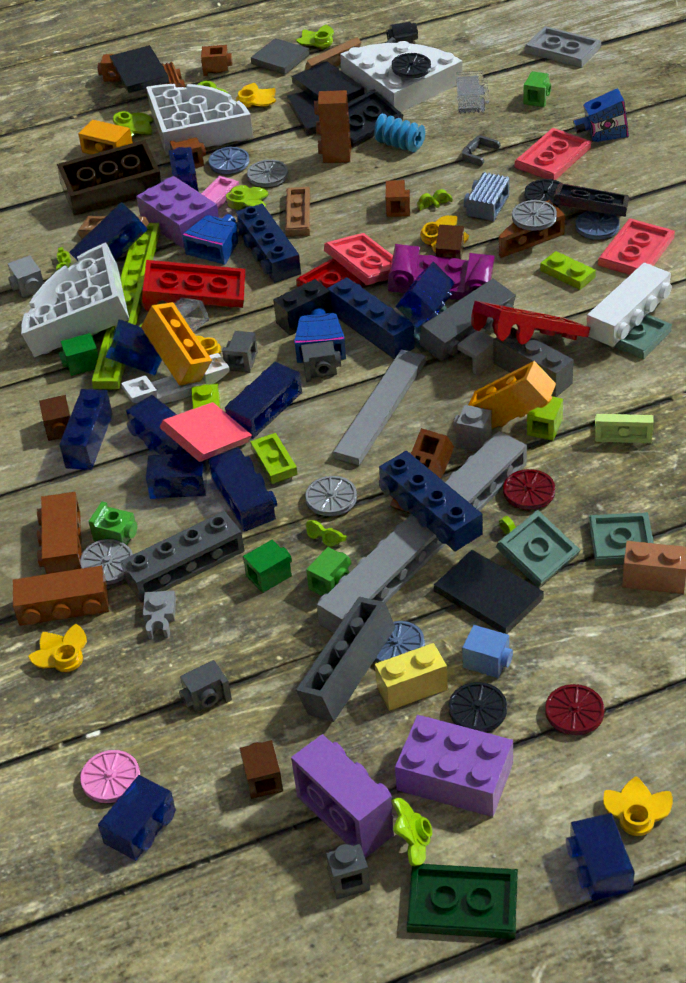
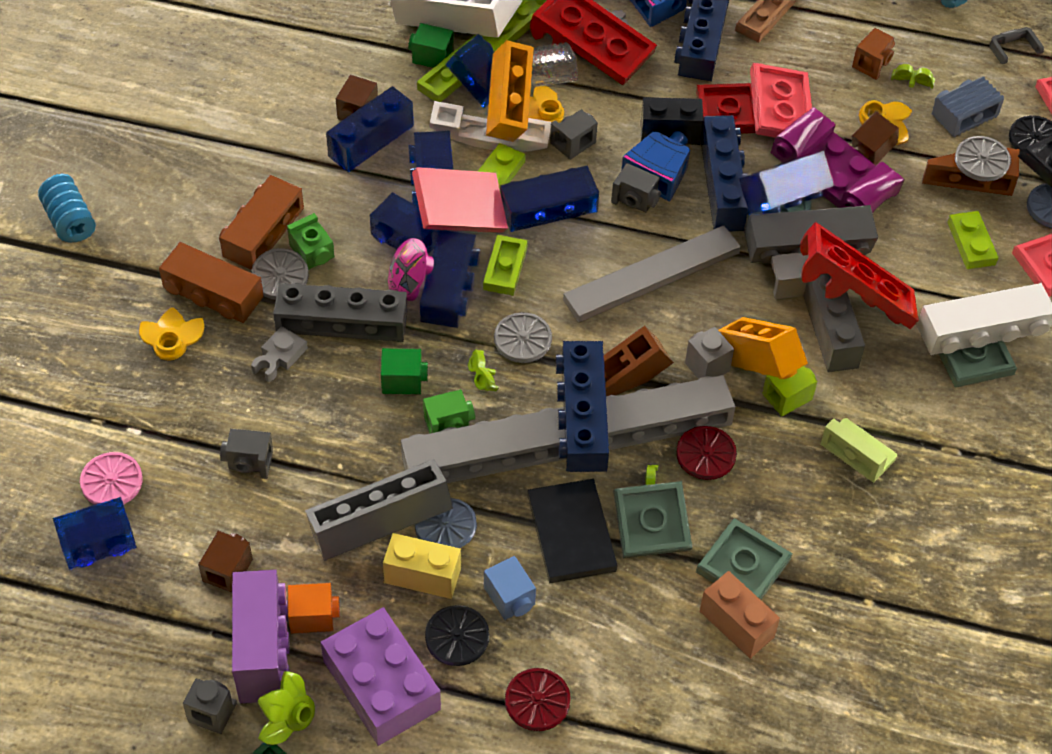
camera: 30 degrees right, 10 degrees up
(209, 494) = (409, 268): none -> dark pink dish
(364, 749) = (312, 608): none -> orange brick

